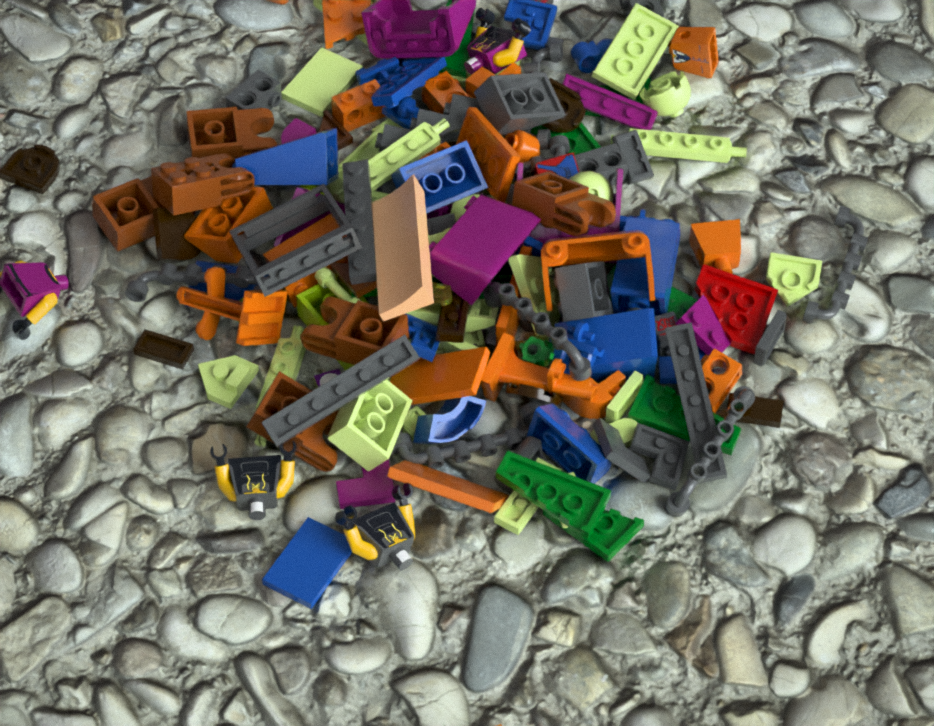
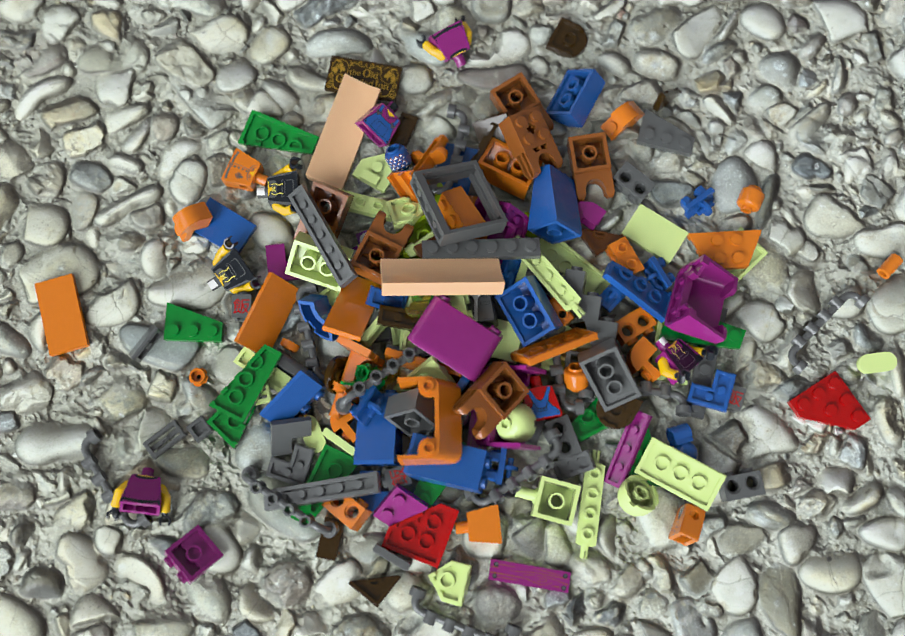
camera: 90 degrees right, 25 degrees up
(76, 399) = (378, 75): none -> dark brown tile
(121, 153) = (575, 97): none -> blue slope
(134, 63) = (665, 98): none -> dark brown tile
(155, 365) = (380, 123): none -> torso
(161, 503) = (273, 134): none -> green wing
(162, 102) = (621, 118): none -> orange brick
(164, 414) = (340, 135): none -> light nougat arch
(183, 72) = (664, 136): none -> dark grey wing
(197, 244) = (485, 142): none -> dark brown tile
(209, 344) = (398, 157): none -> blue head
(222, 534) = (244, 172): none -> orange torso
(285, 33) = (701, 204): none -> blue hips
(291, 324) = (403, 212): none -> yellowish green plate
(307, 589) = (191, 219): none -> orange brick
(435, 523) = (241, 305): none -> dark grey brick
(465, 594) = (190, 326): none -> green wing
(490, 464) = (289, 345): none -> orange tile
(494, 647) = (145, 343): none -> dark grey slope
(544, 570) = (193, 376): none -> orange plate
(618, 571) = (200, 429): none -> dark grey tile
(650, 188) = (528, 472): none -> dark grey bar
(651, 631) = (179, 429): none -> dark grey tile
(679, 173) = (552, 500): none -> yellowish green brick
(703, 687) = (101, 479): none -> dark grey bar
(723, 622) = (142, 495): none -> magenta torso
(774, 205) = (529, 575): none -> magenta tile
(798, 560) = (192, 555): none -> magenta plate
(812, 359) = (375, 588): none -> dark brown tile

